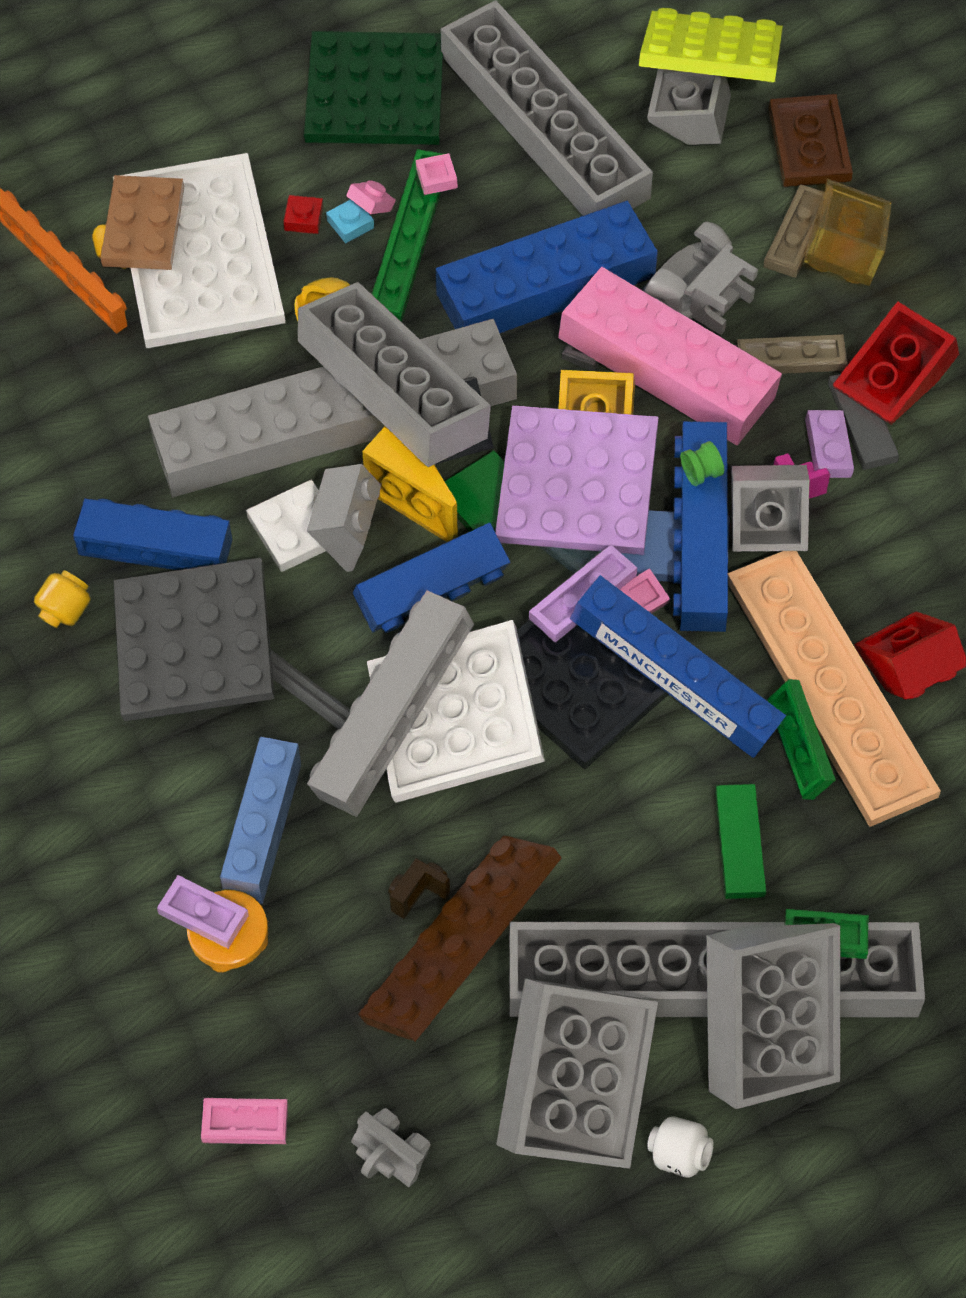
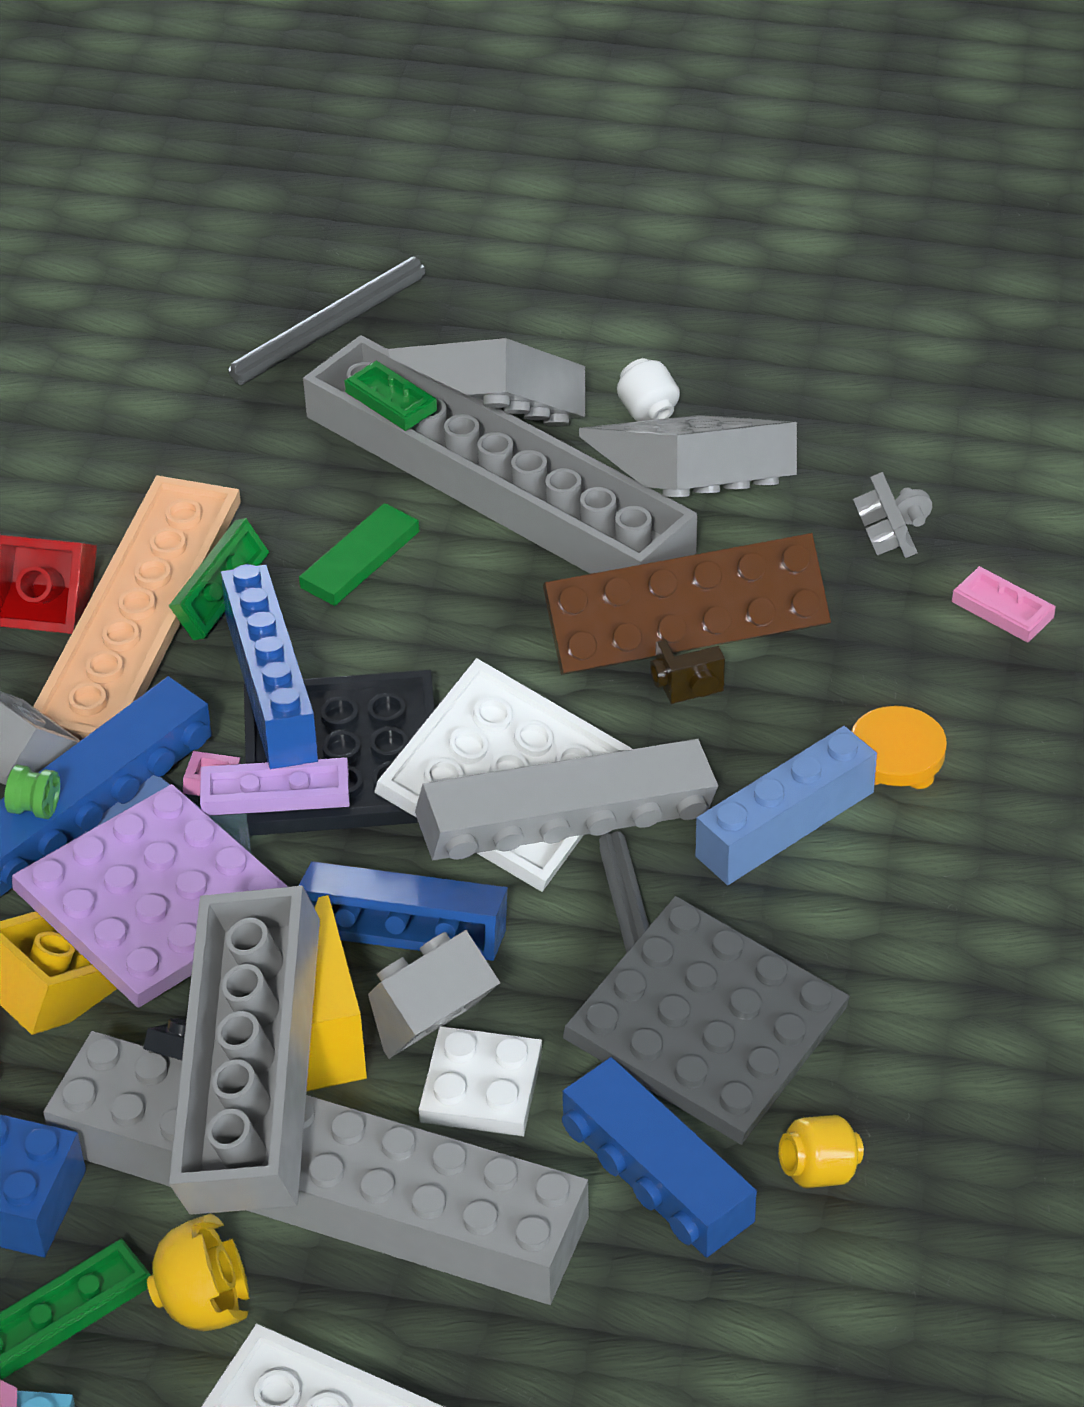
camera: 140 degrees left, 15 degrees down
(203, 911) = (916, 745): lavender plate -> none

